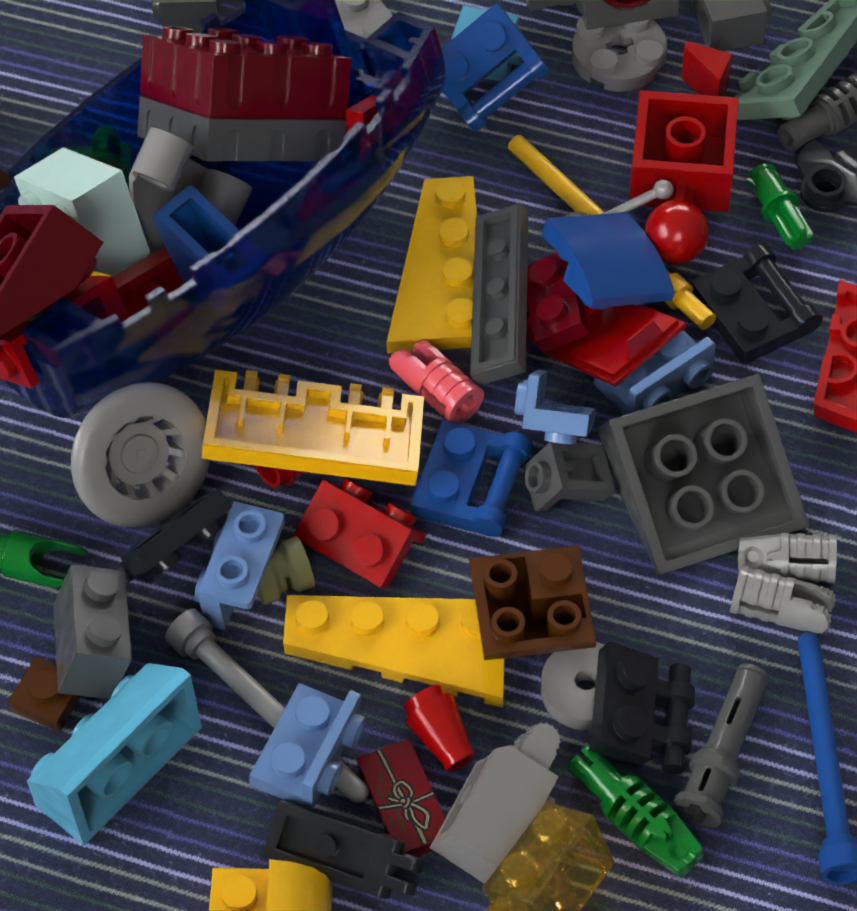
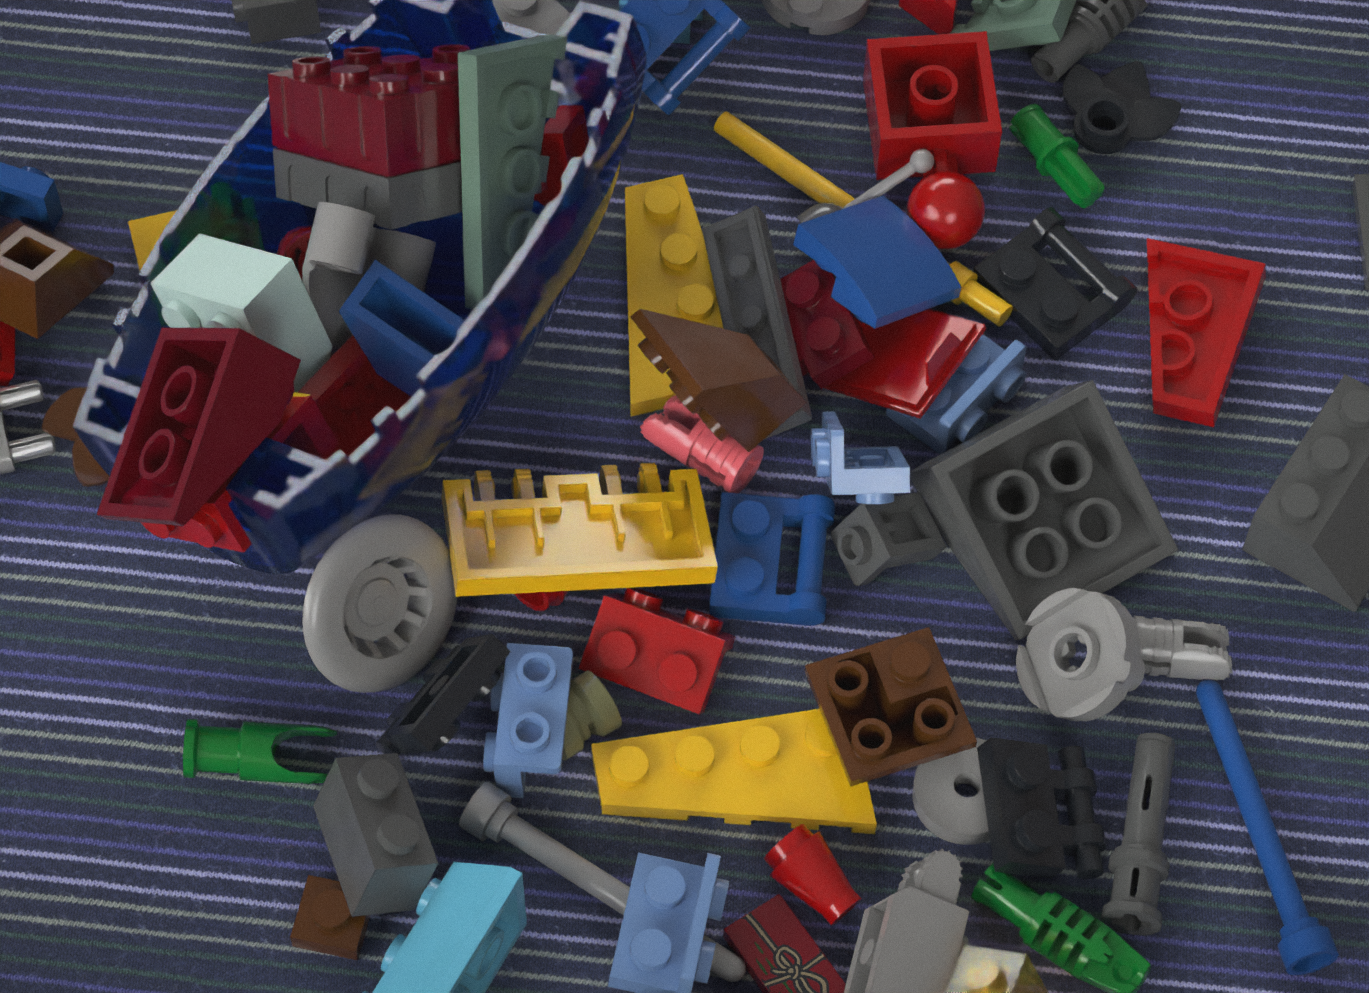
camera: 15 degrees left, 5 degrees up
(311, 101) = (501, 138): none -> sand green wing
(455, 320) = (719, 376): none -> reddish brown slope
(723, 601) = (1111, 659): none -> light grey plate
(791, 555) = (1172, 590): light grey hinge -> none

